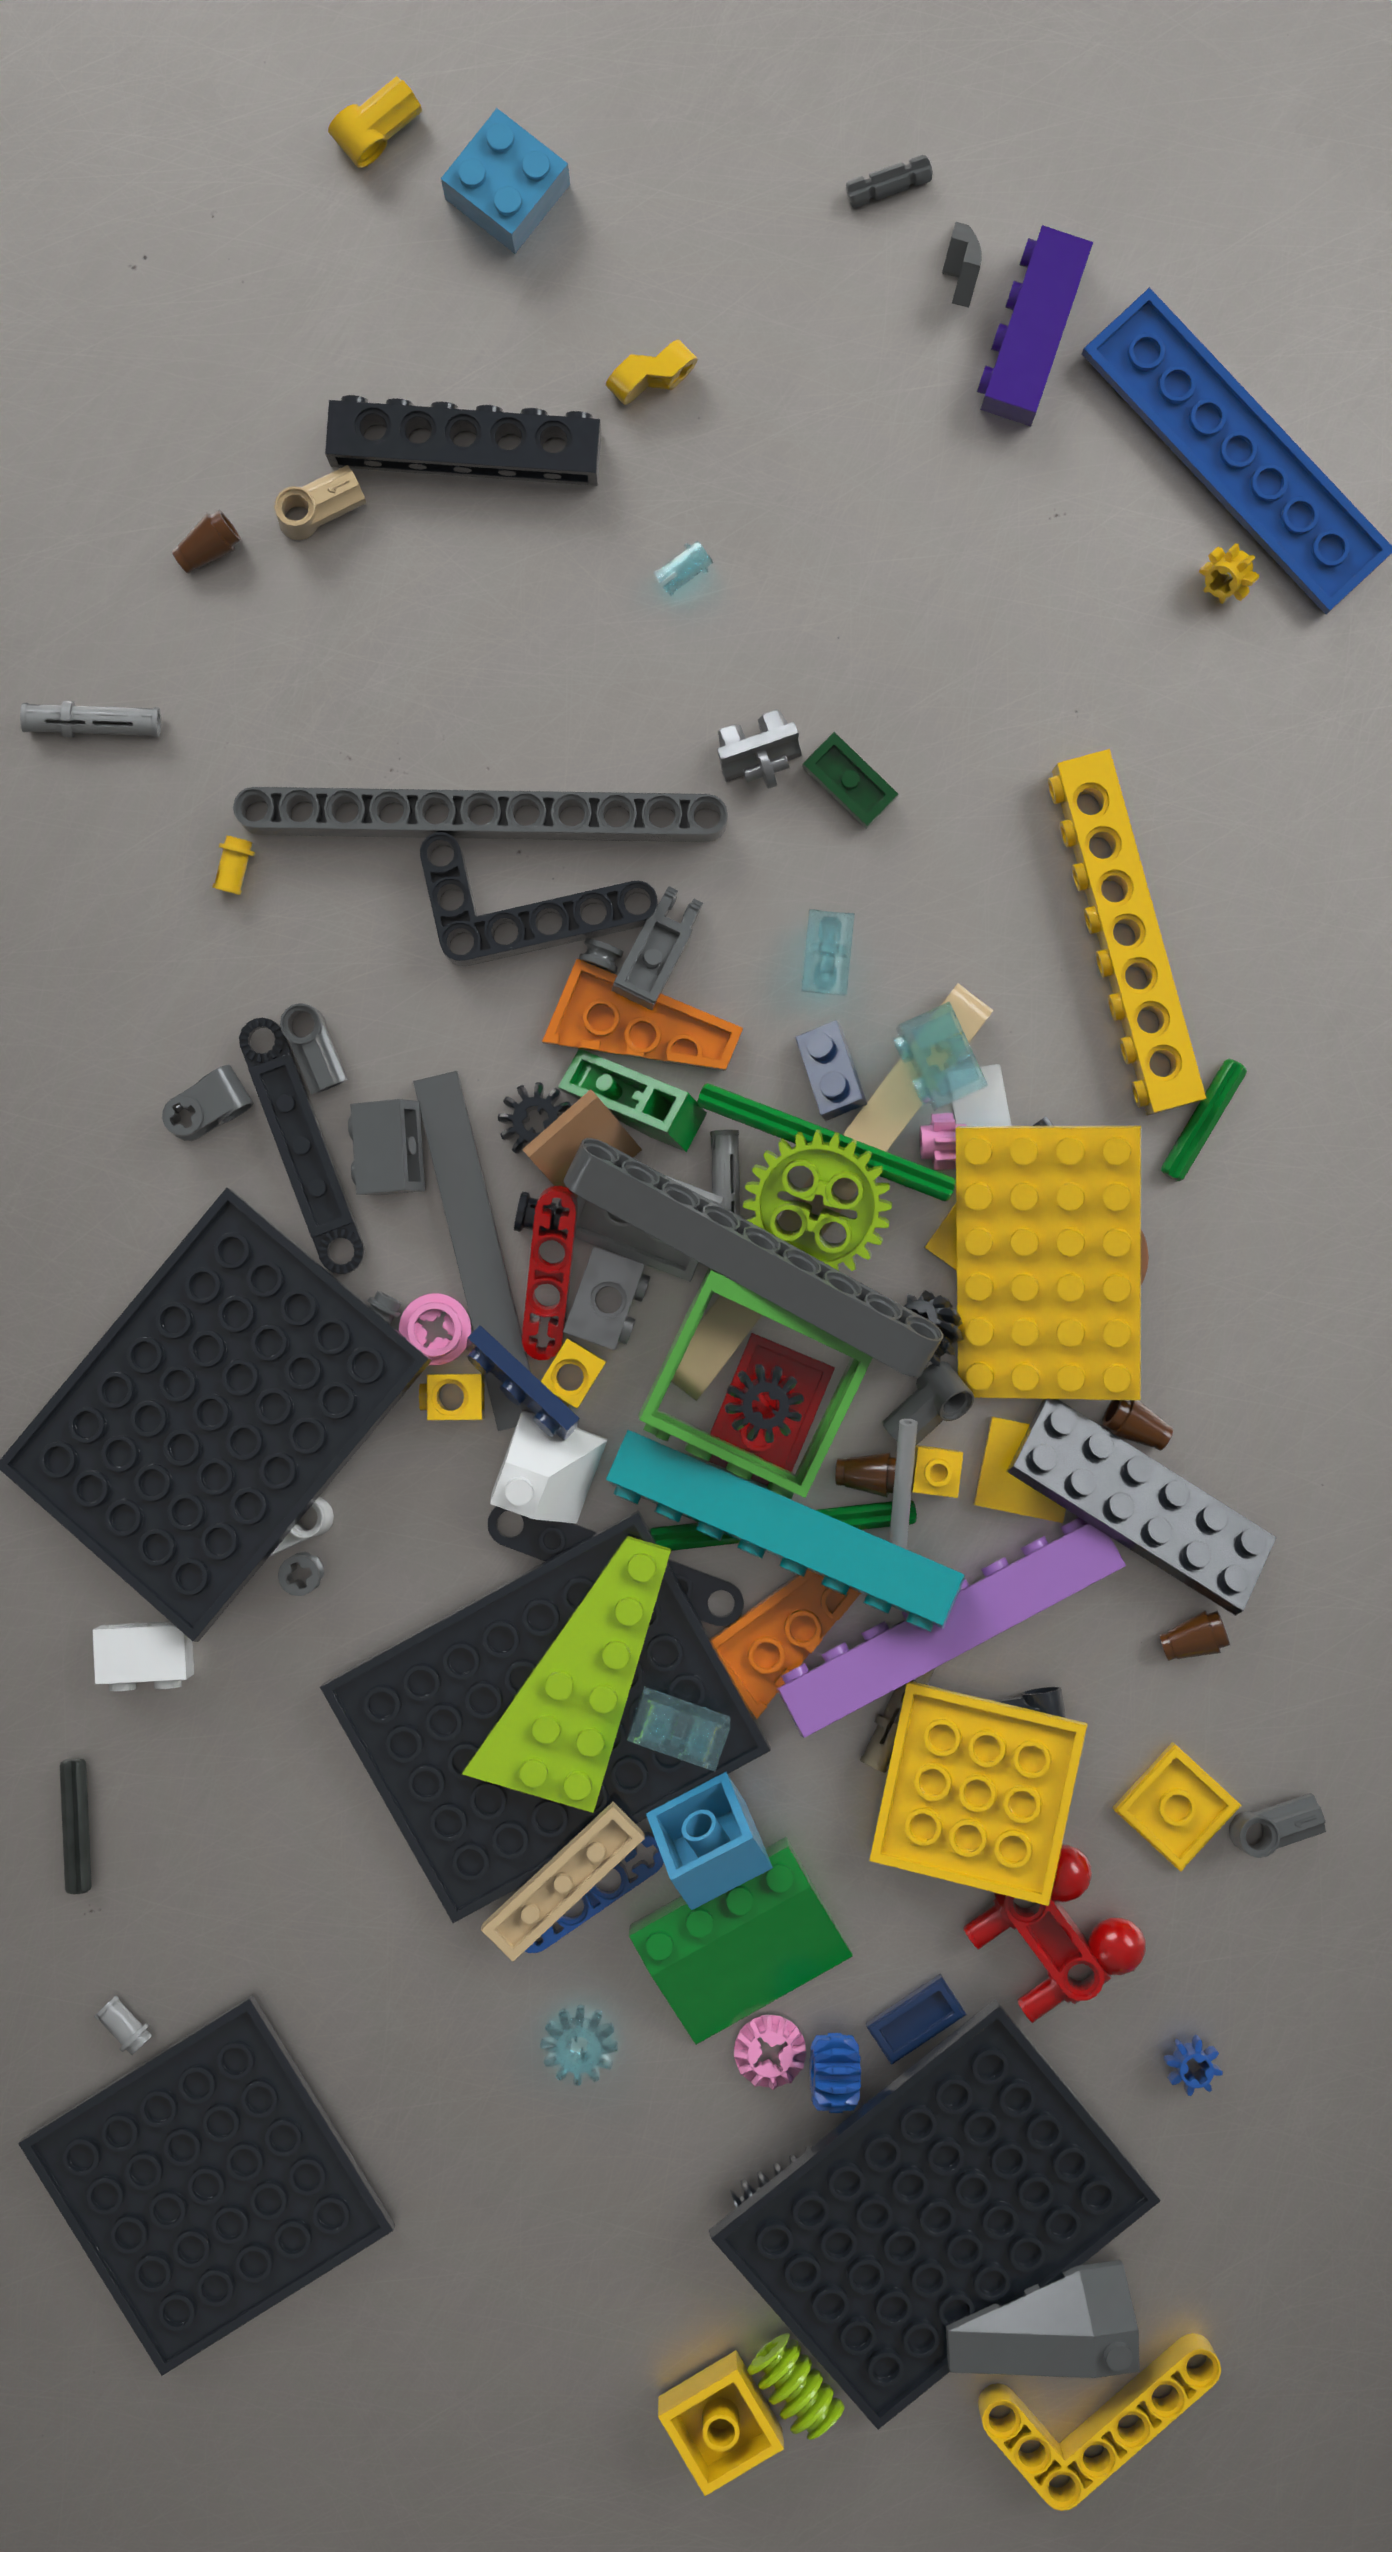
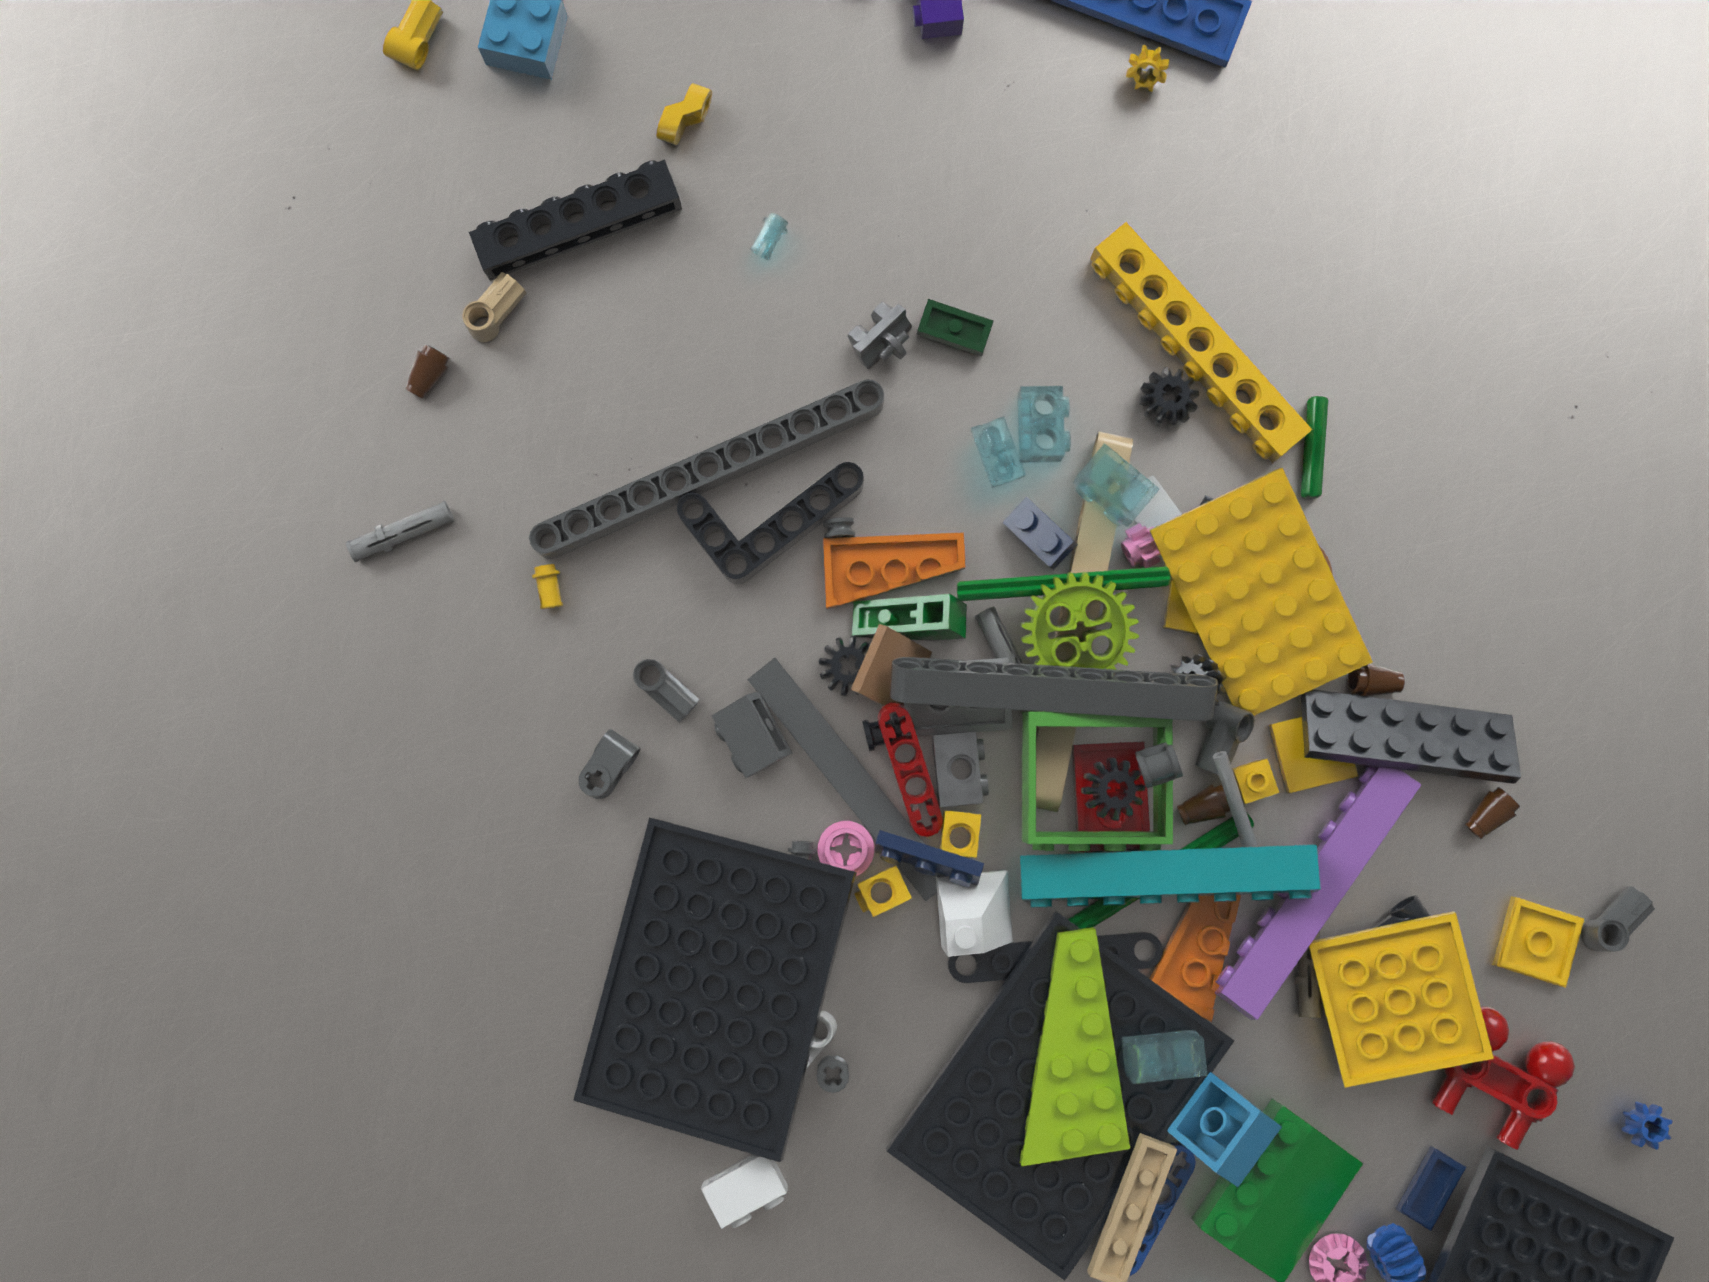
camera: 25 degrees left, 5 degrees down
(301, 1145) = (689, 762): black plate -> none
(655, 952) = (877, 508): dark grey hinge -> none
(824, 1399) = (1158, 764): none -> dark grey piece
(887, 939) = (1033, 423): none -> clear light blue brick
(1068, 968) = (1166, 385): none -> black gear

